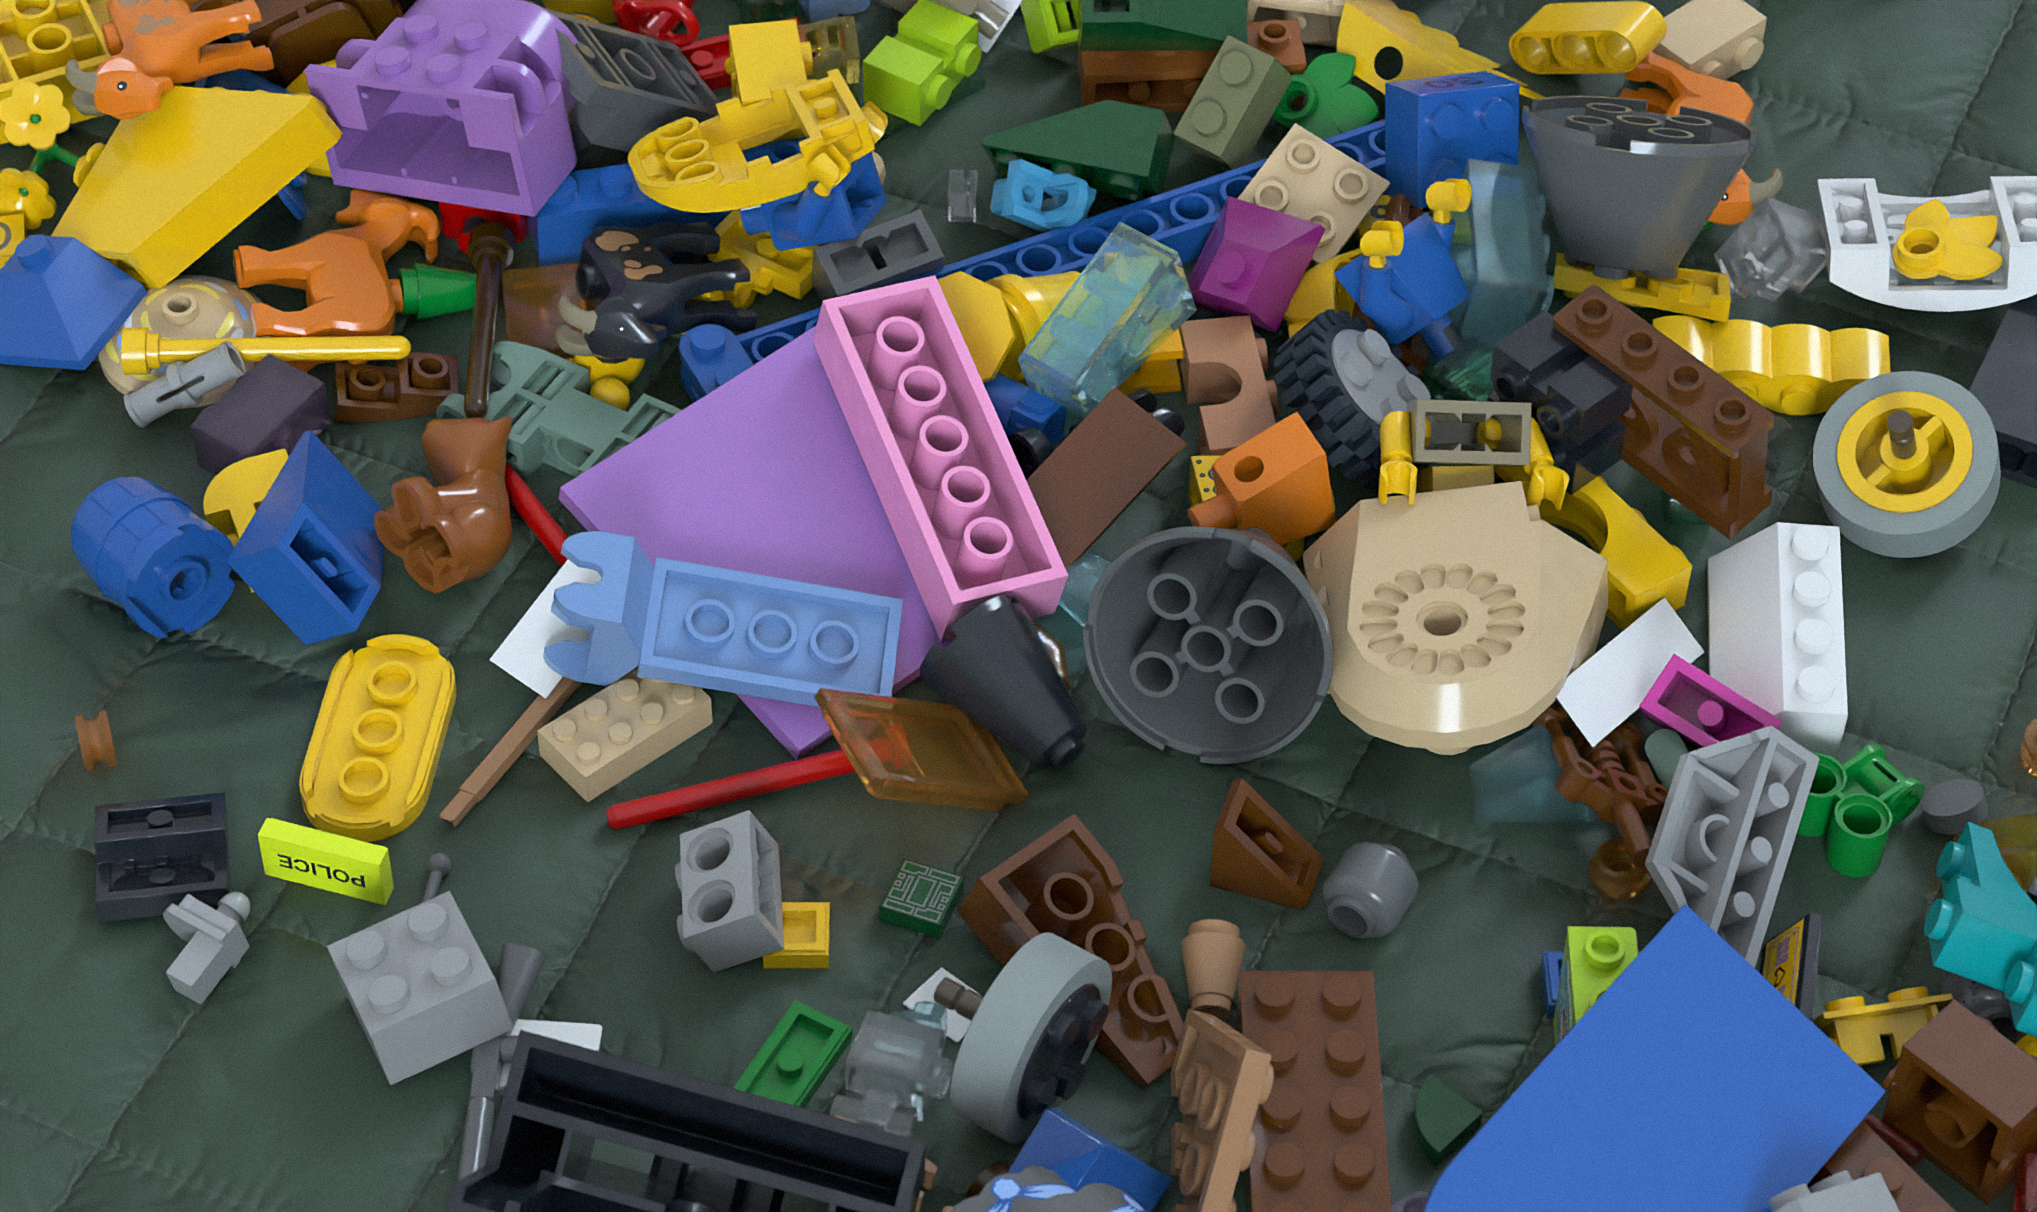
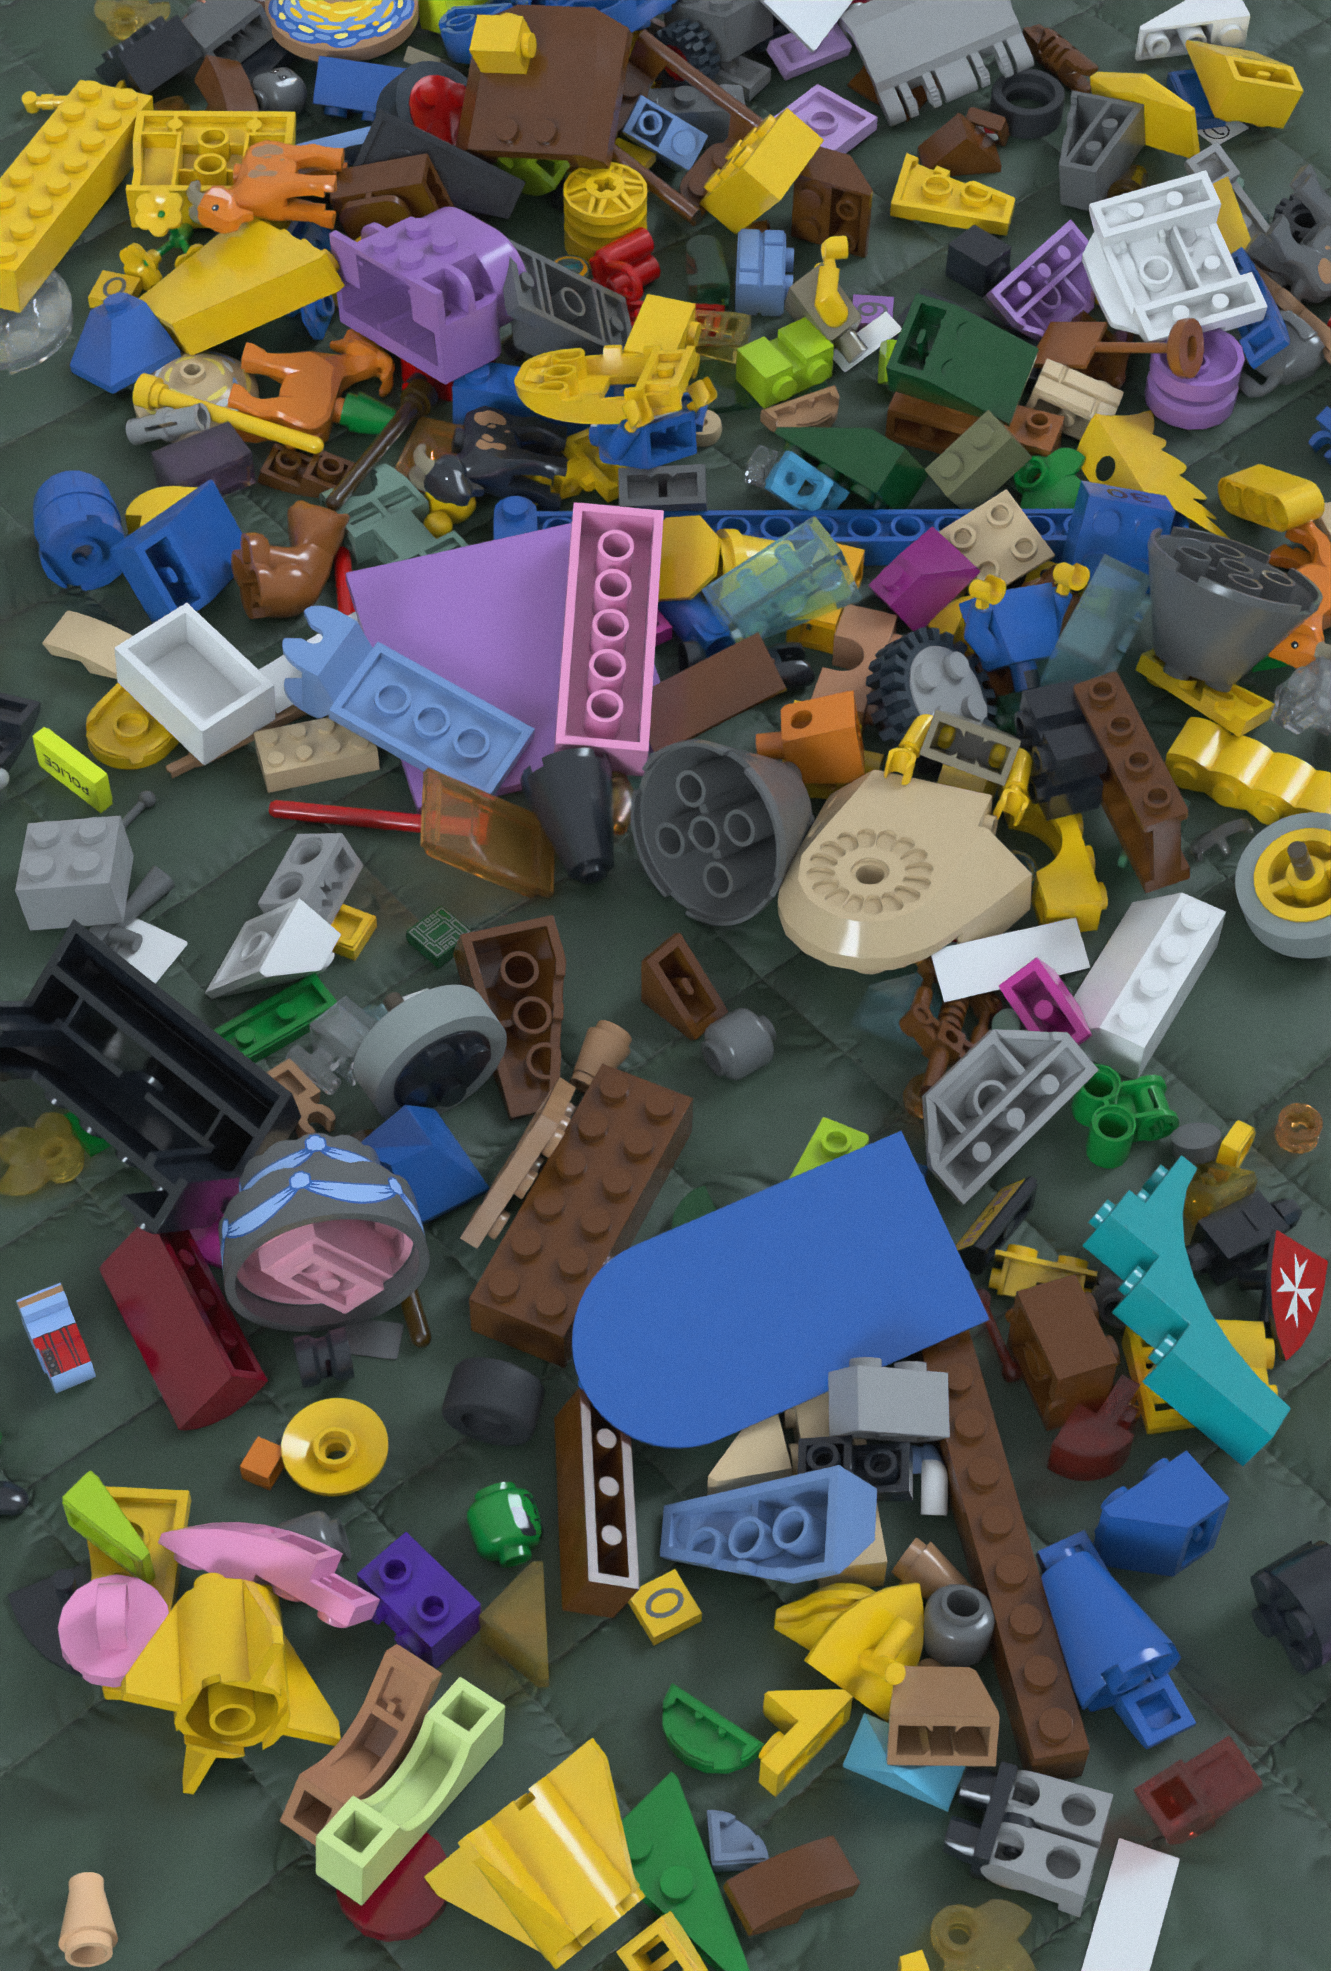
camera: 25 degrees right, 5 degrees up
(261, 692) = (87, 641): none -> tan slope
(437, 693) = (195, 683): none -> white piece
(731, 988) = (276, 950): none -> white slope
(979, 112) = (810, 410): none -> medium nougat plate
(2001, 789) = (1236, 1144): none -> yellow tile

